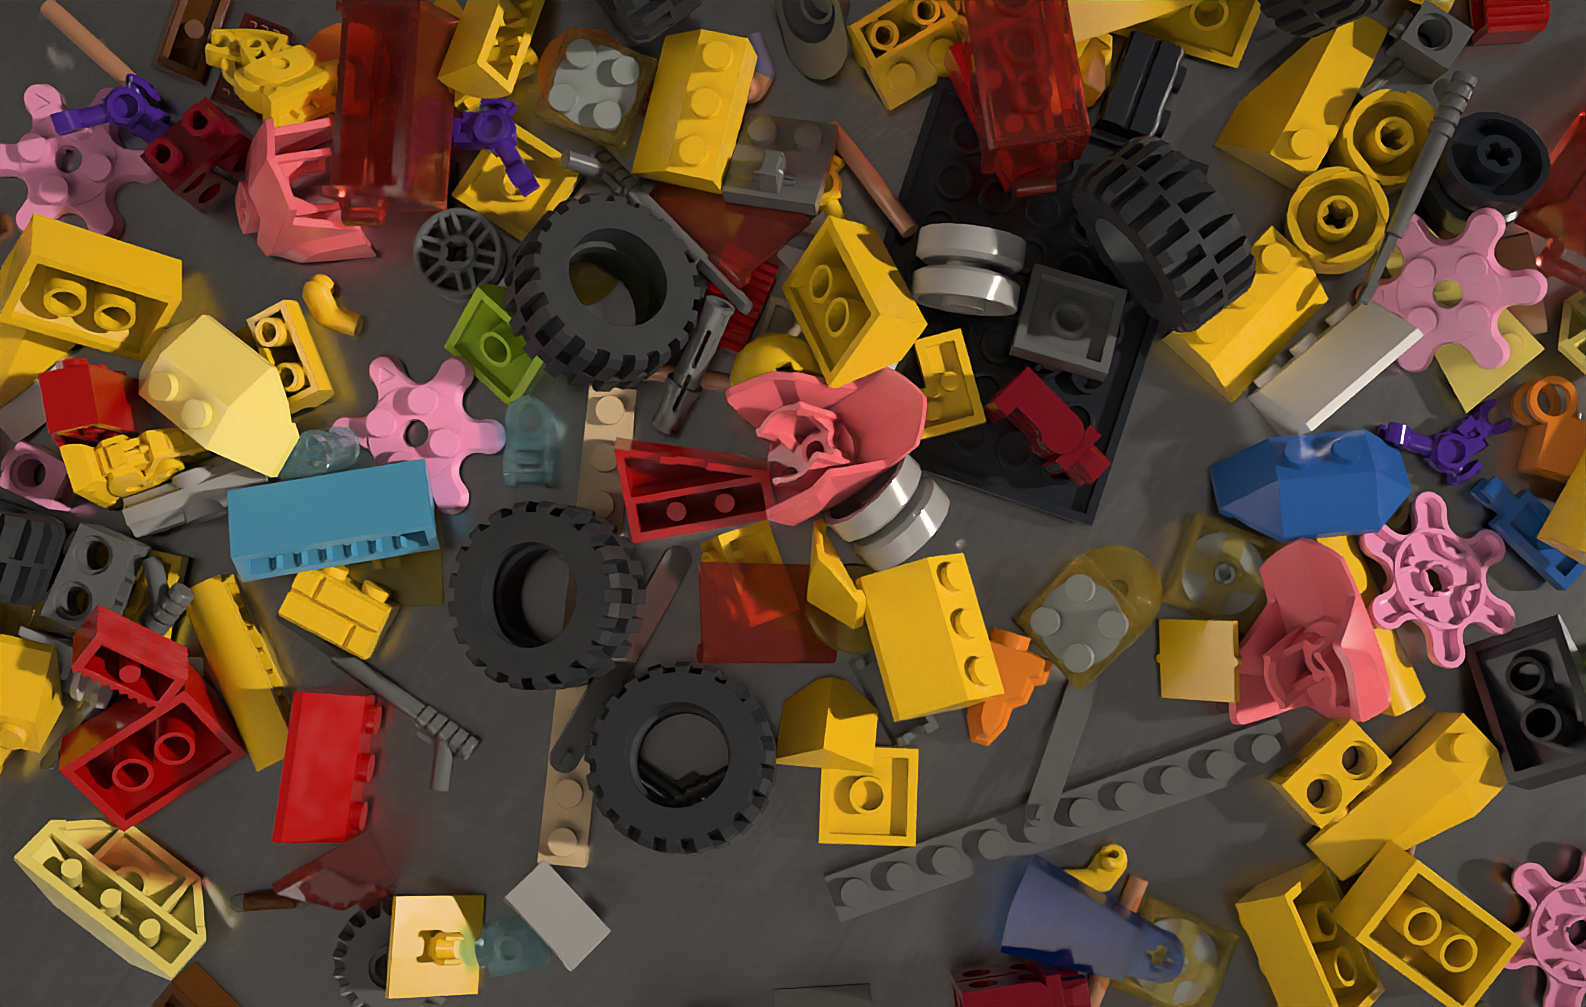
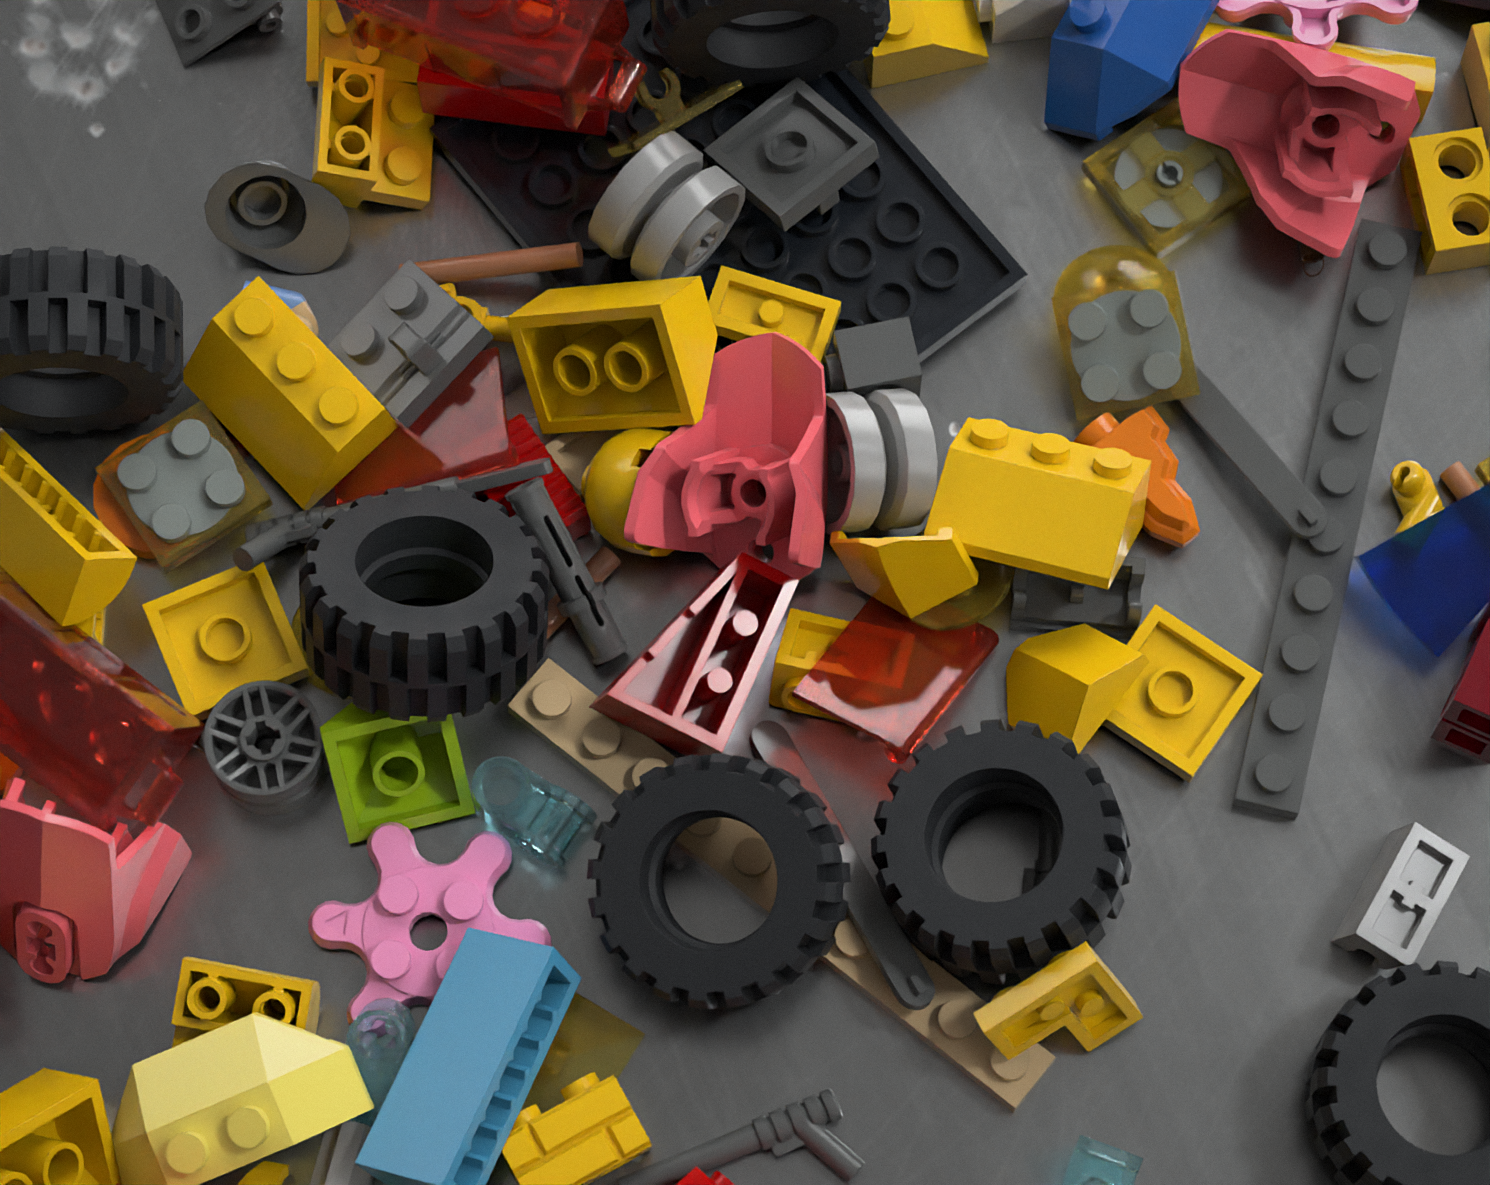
camera: 55 degrees left, 15 degrees down
(321, 304) = (214, 943): yellow arm -> none
(497, 134) = (157, 619): dark purple piece -> none
(557, 915) = (1088, 1108): light grey hinge -> none
(619, 861) = (1069, 991): none -> yellow plate
(958, 470) = (874, 358): none -> dark grey brick
(1041, 228) = (671, 110): none -> clear yellow piece
(1049, 428) = (891, 238): dark red hips -> none
(1199, 659) = (1245, 252): yellow piece -> none

